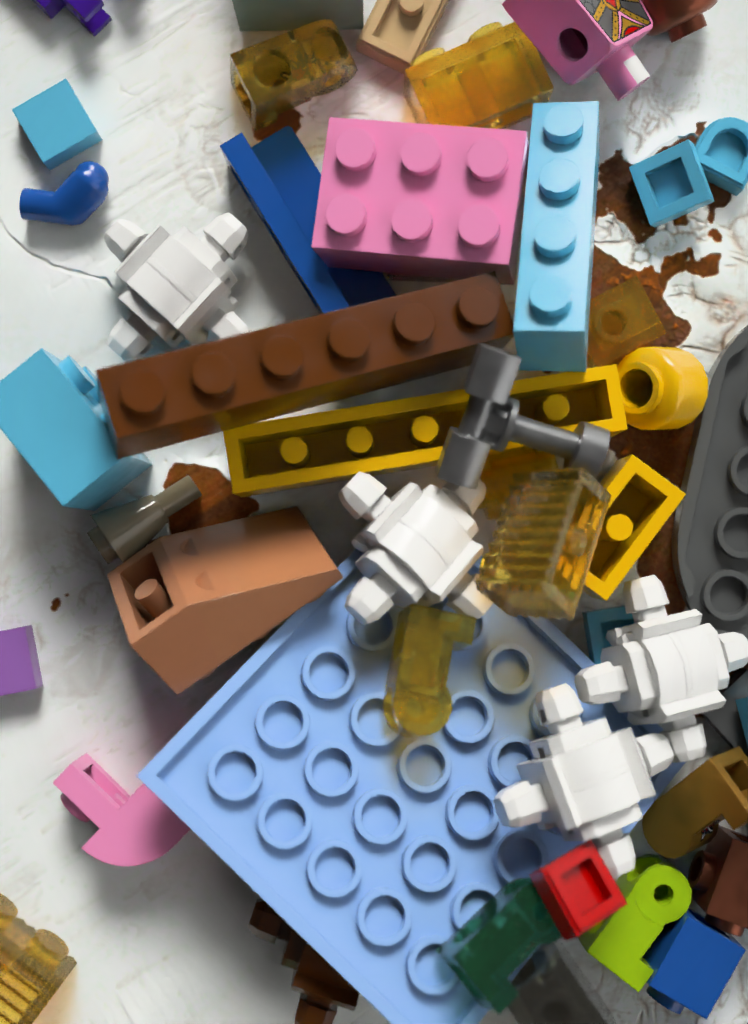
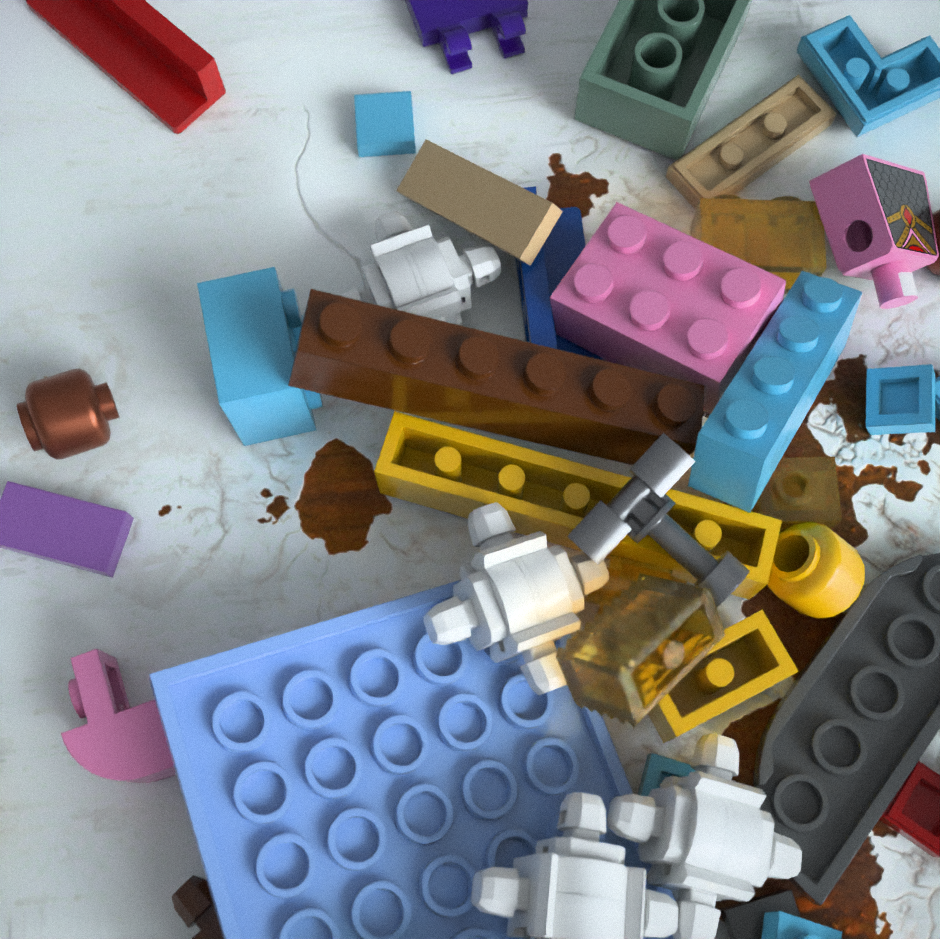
camera: 25 degrees right, 15 degrees down
(72, 201) = (364, 185): blue arm -> none
(132, 525) = (267, 469): dark tan cone -> none
(194, 173) = (480, 202): none -> tan tile
(217, 589) = (311, 553): nougat slope -> none
(290, 70) = (601, 163): clear yellow leg -> none
(417, 676) = (452, 731): clear yellow leg -> none

